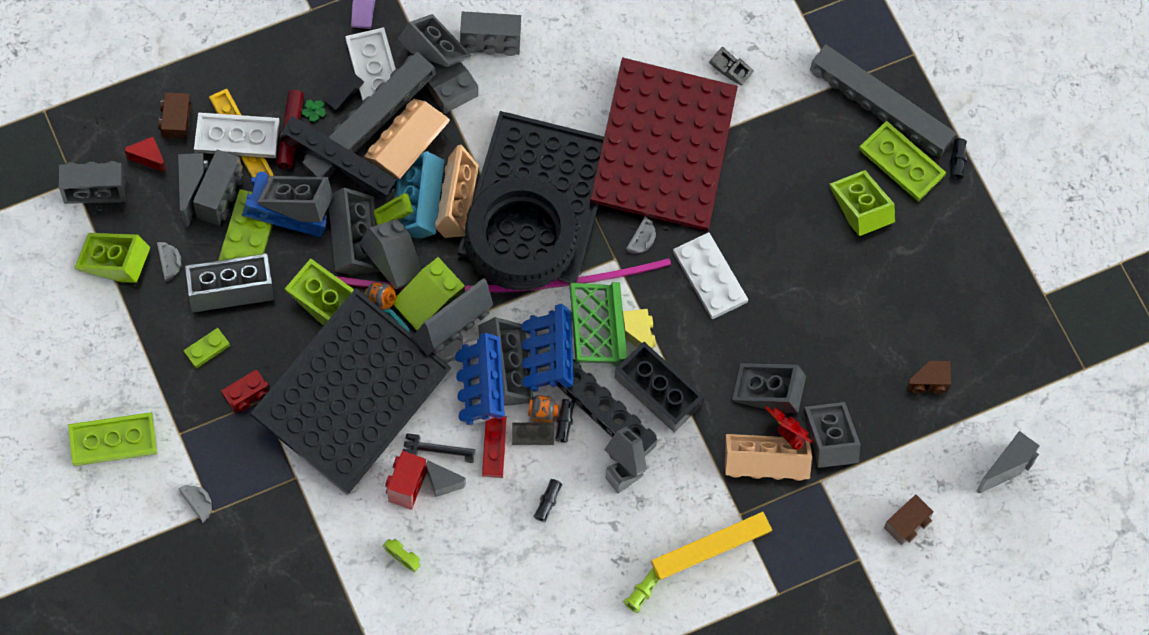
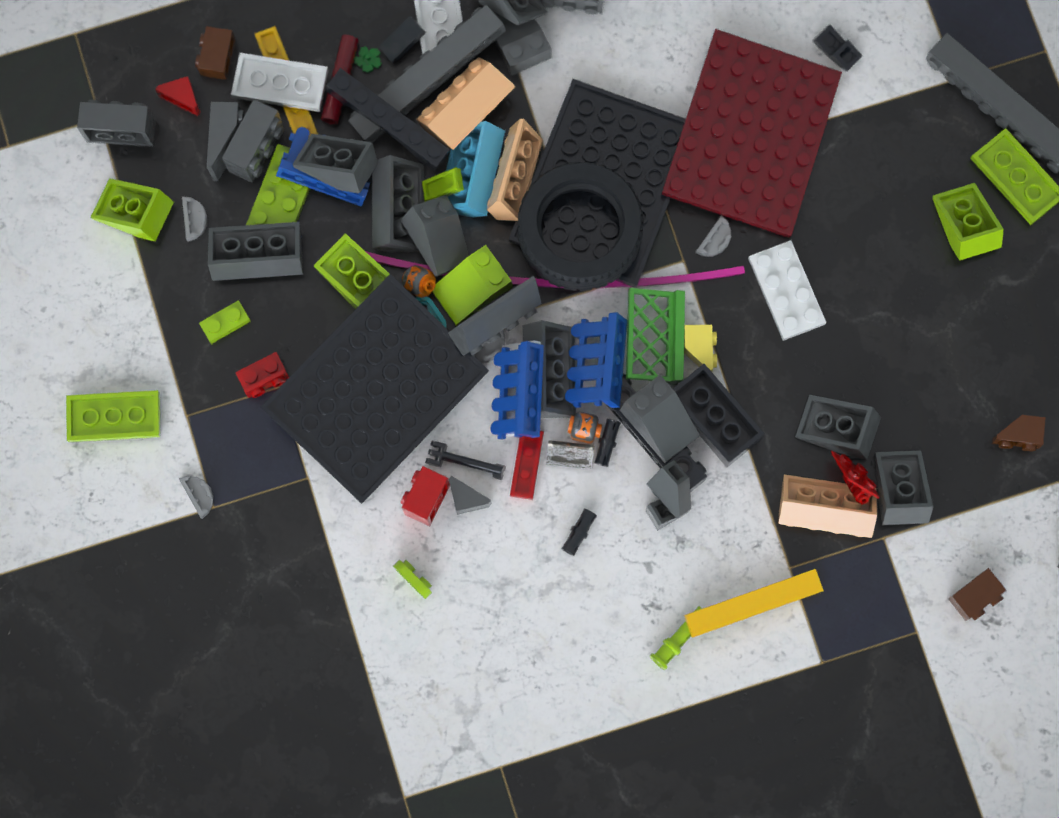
camera: 15 degrees right, 10 degrees up
(610, 391) = (660, 418): none -> dark grey slope

